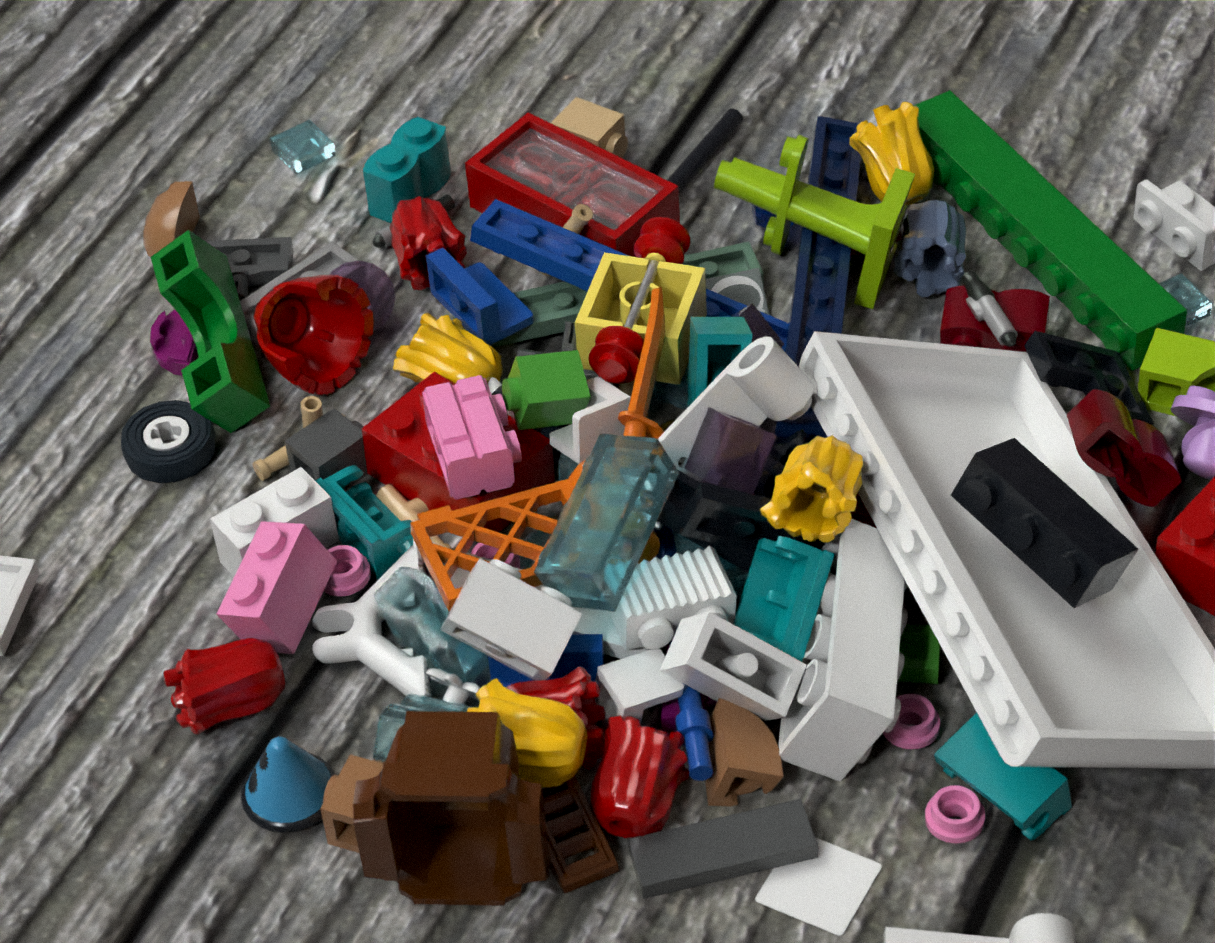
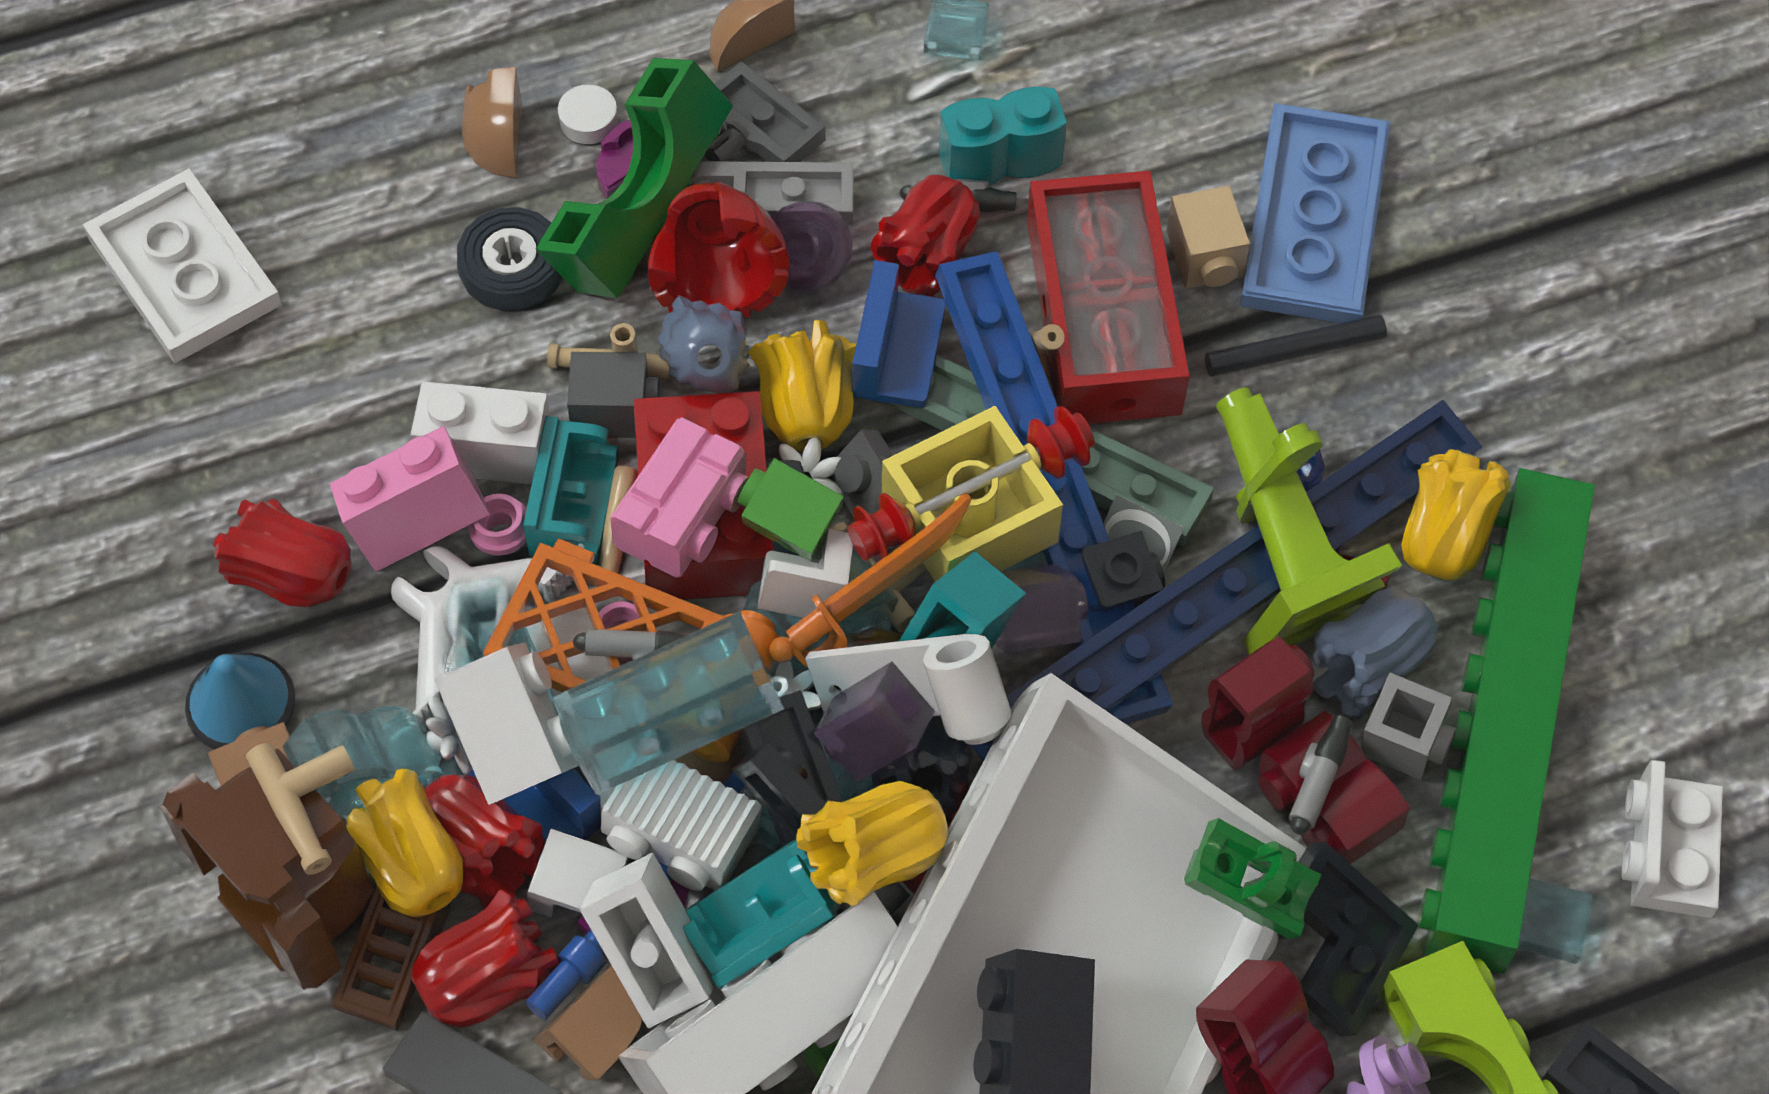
camera: 40 degrees right, 15 degrees up
(65, 381) = (493, 122): none -> medium nougat brick
(121, 339) = (587, 114): none -> white tile
(369, 377) = (697, 325): none -> sand blue piece
(448, 722) = (285, 788): none -> tan piece
(534, 526) = (623, 643): none -> light grey piece
(628, 79) = (1316, 214): none -> medium blue tile
(769, 298) = (1123, 571): none -> black bracket
(911, 295) = (1257, 701): none -> dark red brick
(1000, 257) = (1408, 727): none -> light grey brick
(1048, 368) = (1271, 900): none -> green hips

